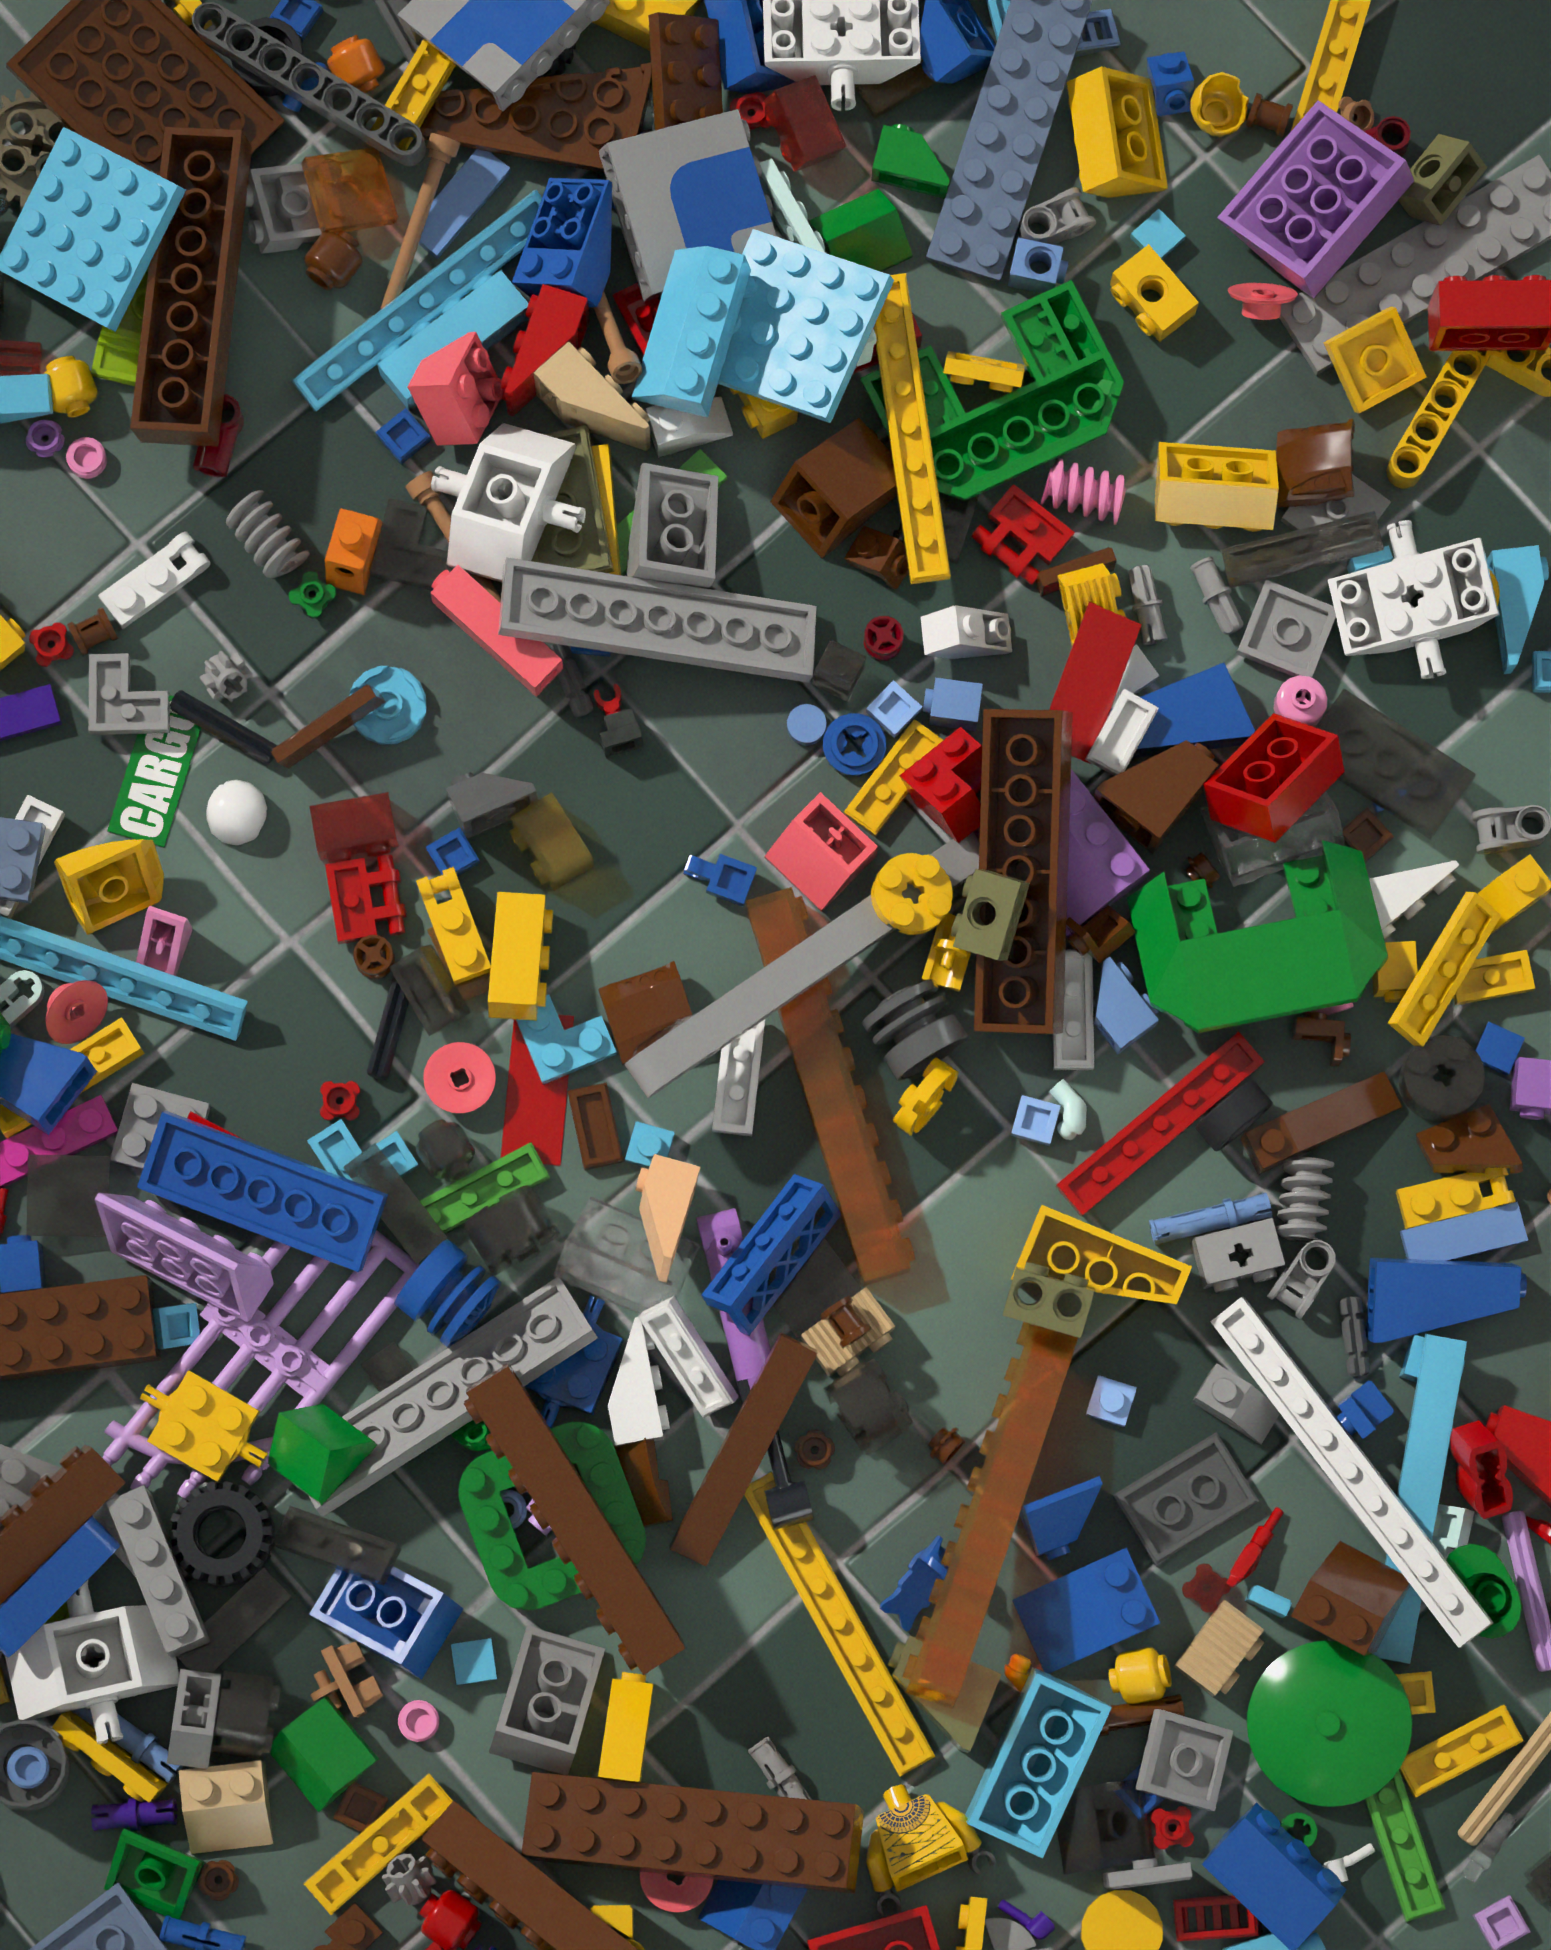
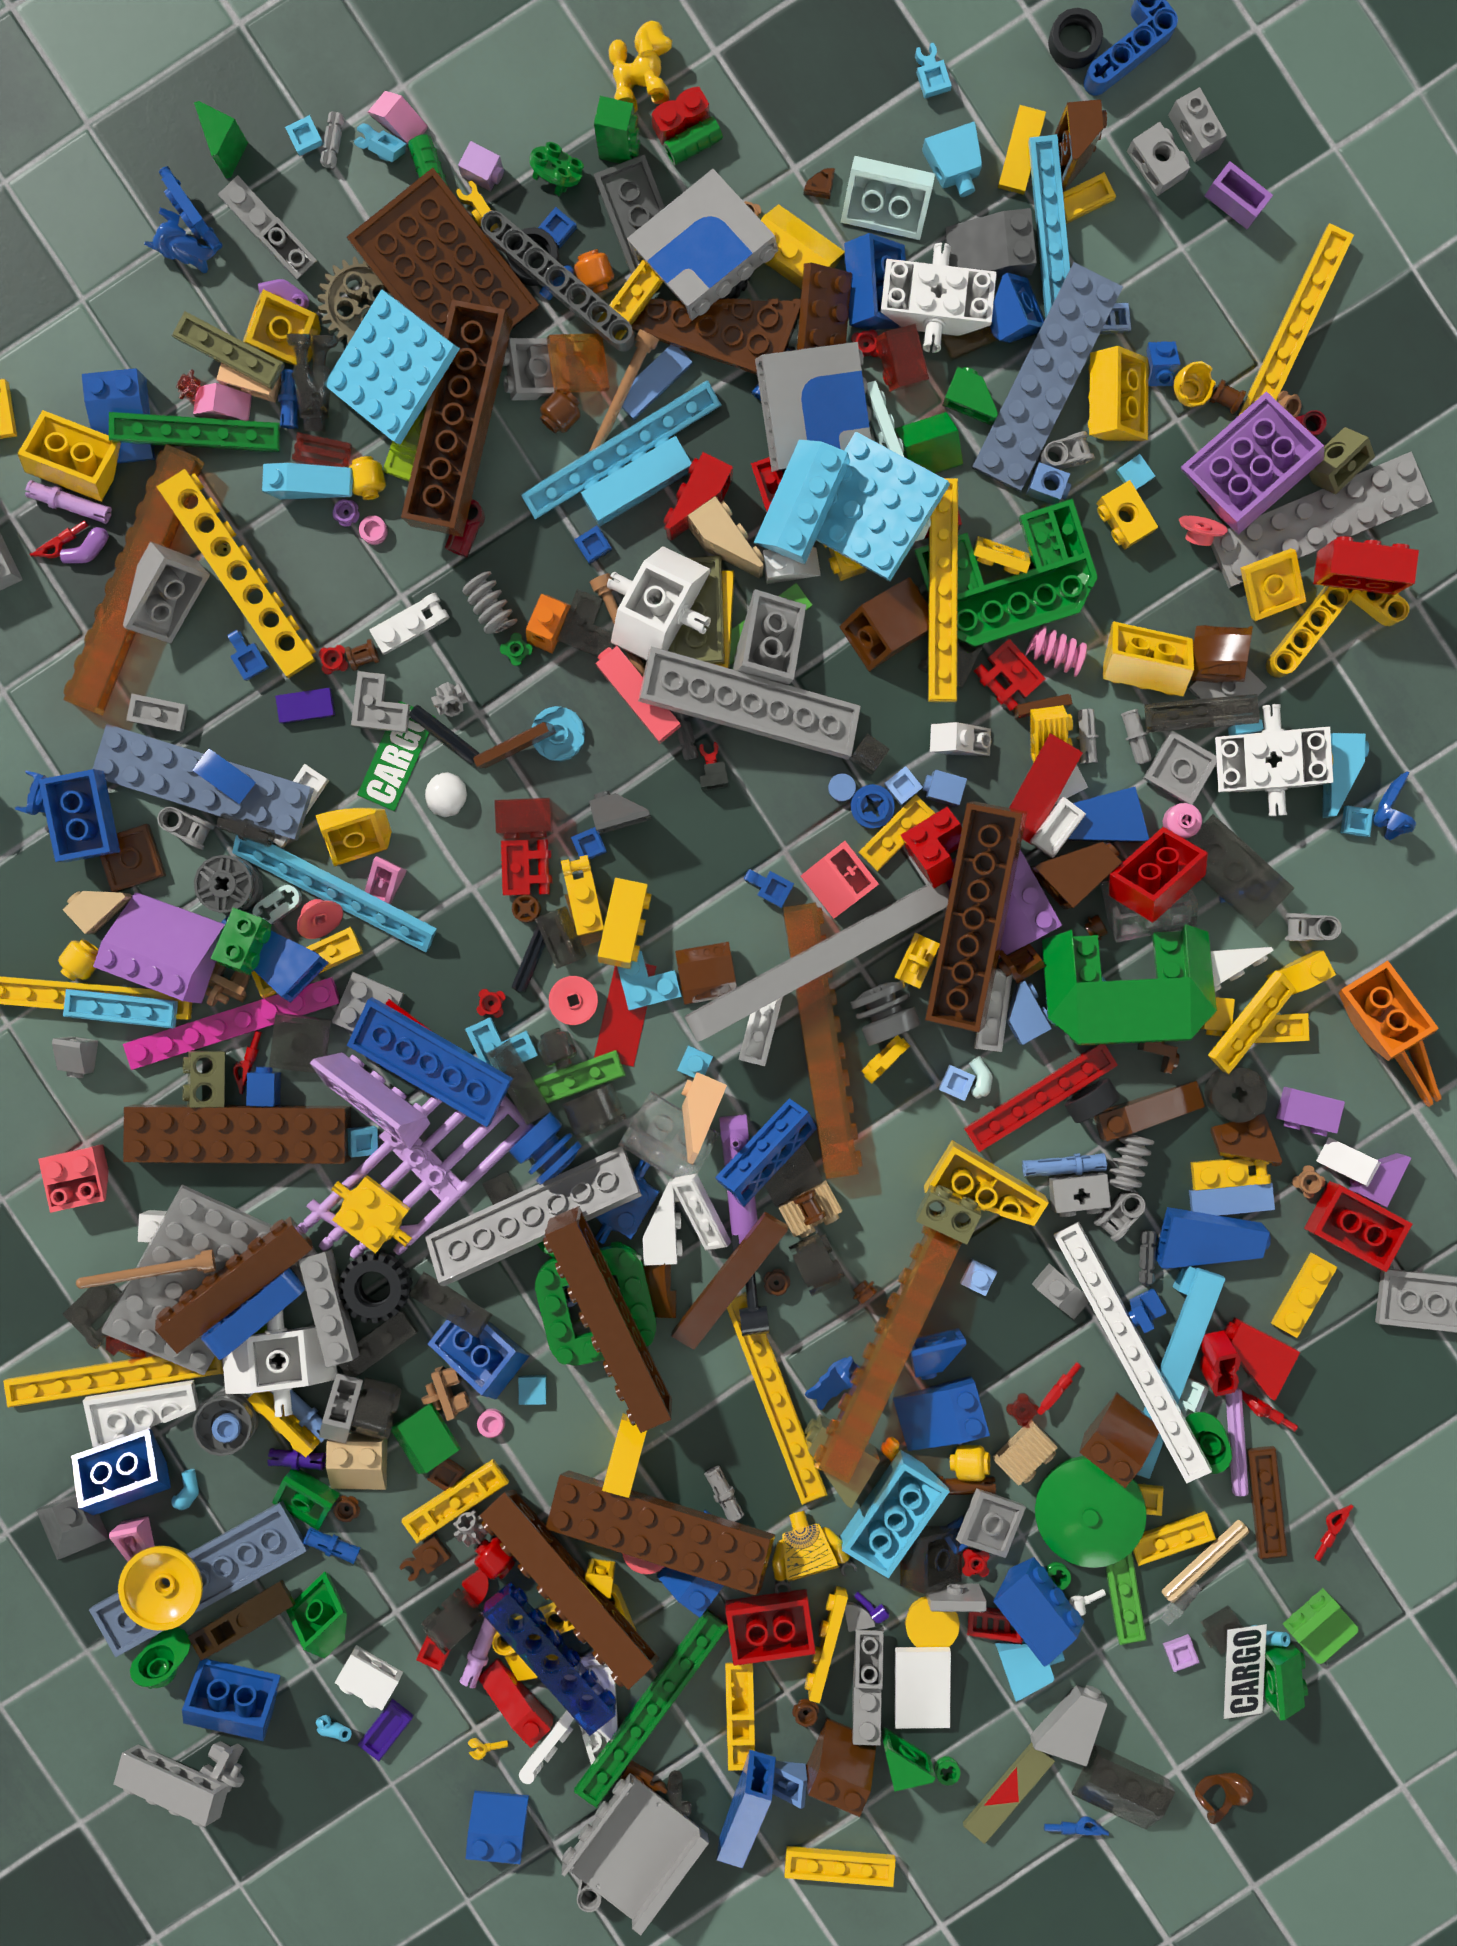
camera: 10 degrees right, 10 degrees up
(317, 1450) = (445, 1240): green slope -> none
(457, 391) = (633, 519): coral slope -> none
(547, 1700) = (577, 1423): light grey slope -> none
(551, 842) = (657, 846): clear yellow brick -> none
(569, 240) = (726, 421): blue slope -> none
(595, 1126) = (660, 1044): reddish brown tile -> none
(622, 362) = (751, 517): medium nougat piece -> none
(879, 555) = (908, 676): reddish brown bracket -> none
(887, 631) = (906, 730): dark red wheel -> none
(922, 873) = (910, 930): yellow plate -> none
(1008, 899) = (961, 934): olive brick -> none
(1185, 1498) = (1018, 1348): dark grey tile -> none
(1268, 1601) = (1062, 1426): medium azure tile -> none
(1366, 834) = (1211, 917): reddish brown tile -> none
(1498, 1048) = (1276, 1076): blue tile -> none

